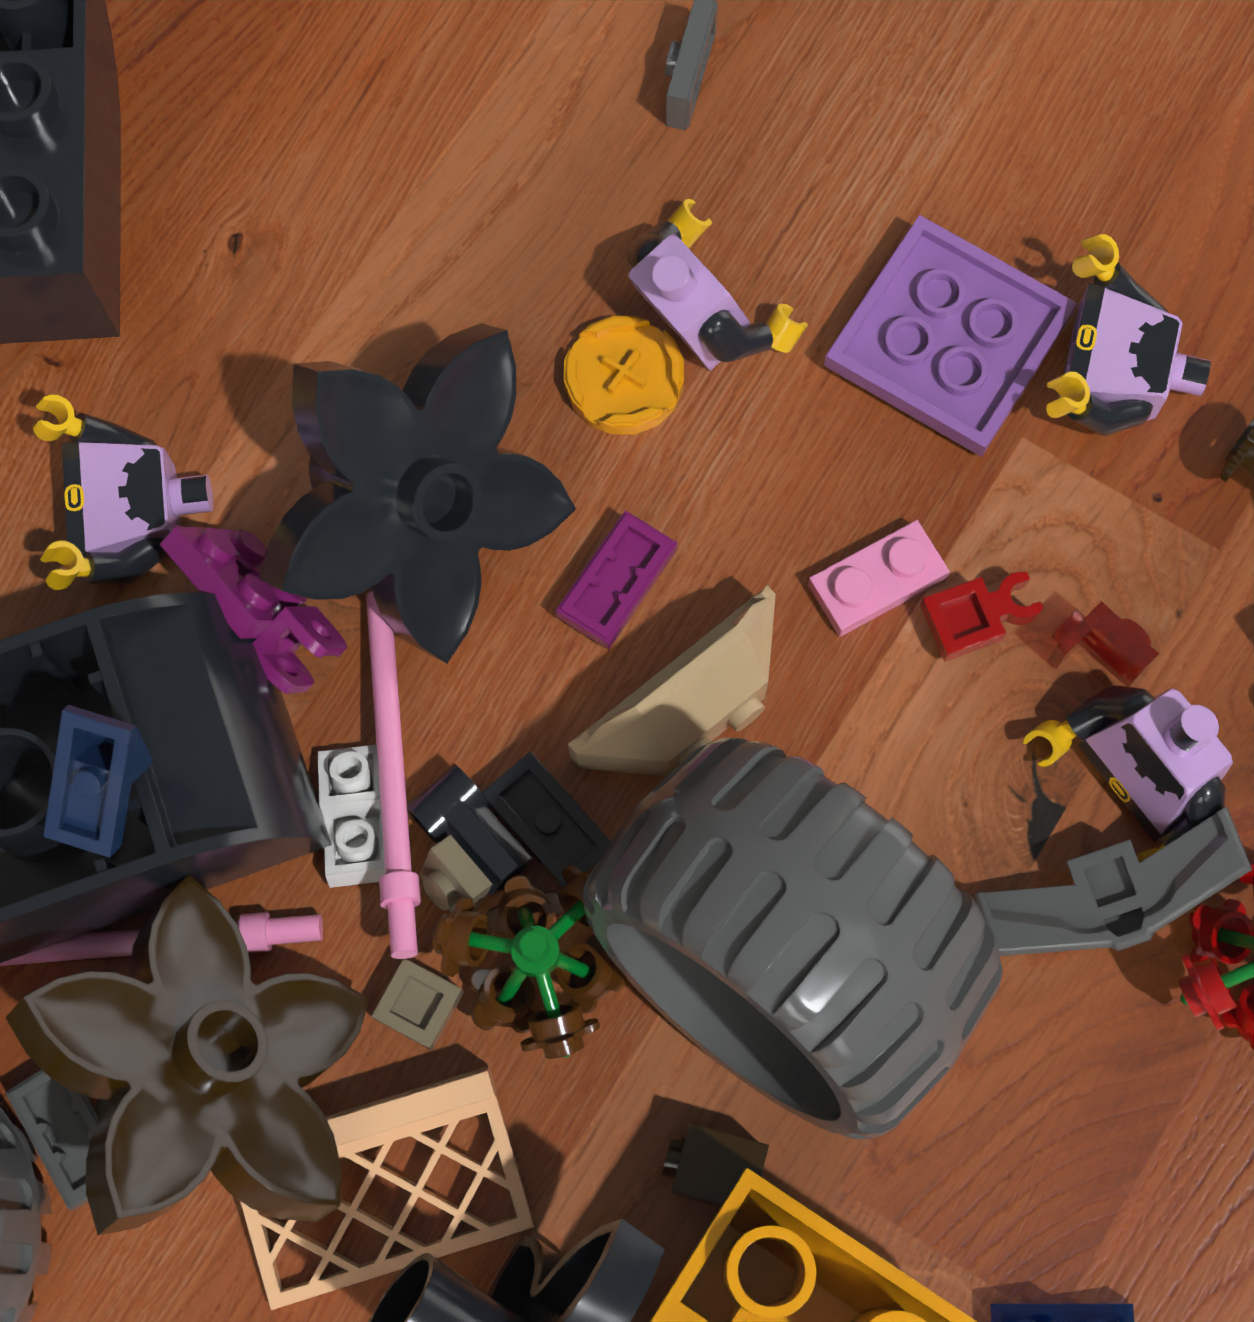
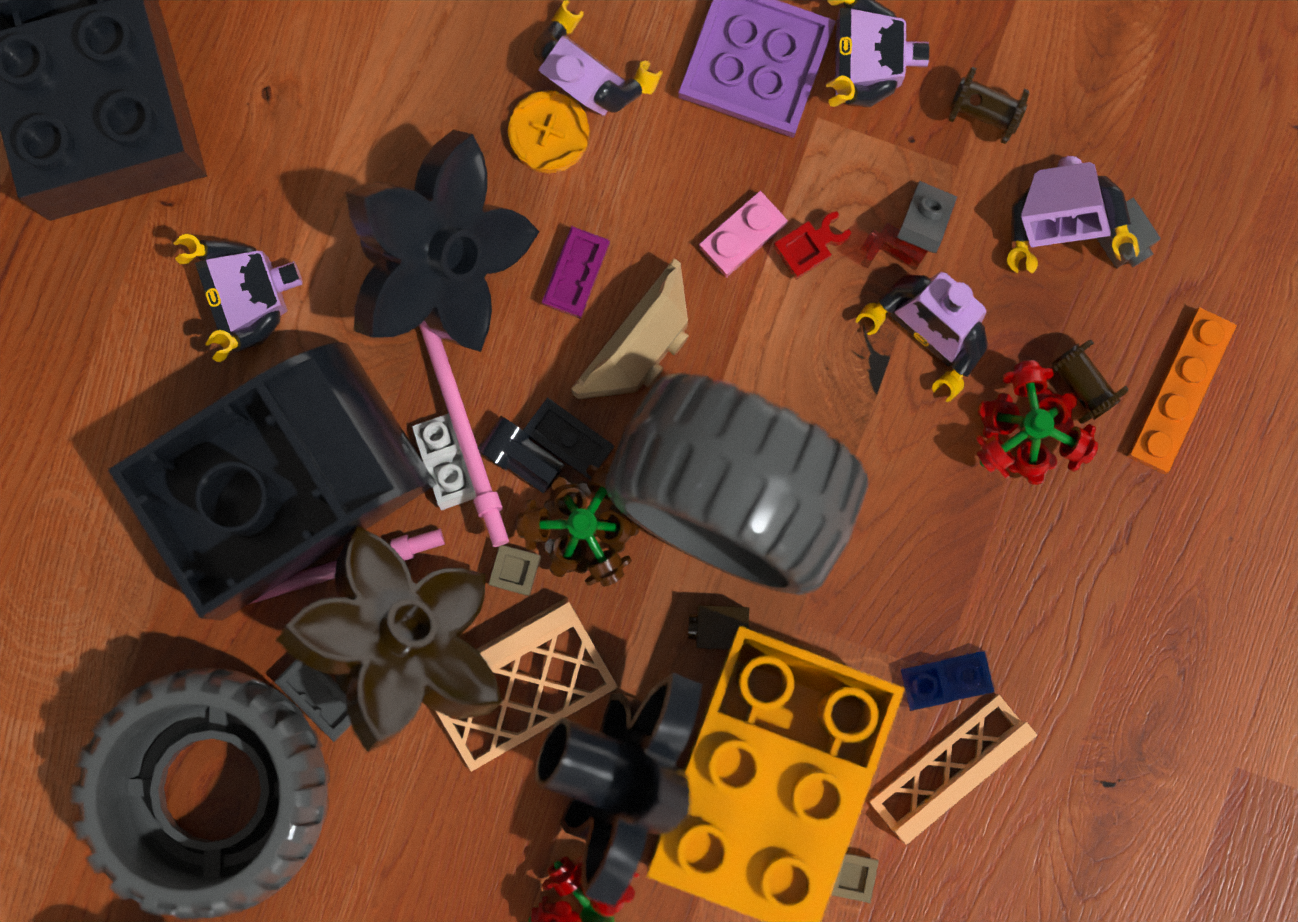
camera: 15 degrees left, 10 degrees up
(93, 780) = (291, 487): dark blue slope -> none
(230, 567) = (329, 323): magenta plate -> none
(451, 875) = (518, 487): dark tan plate -> none
(1115, 896) = (930, 408): dark grey plate -> none
(1163, 609) = (927, 217): none -> dark grey plate

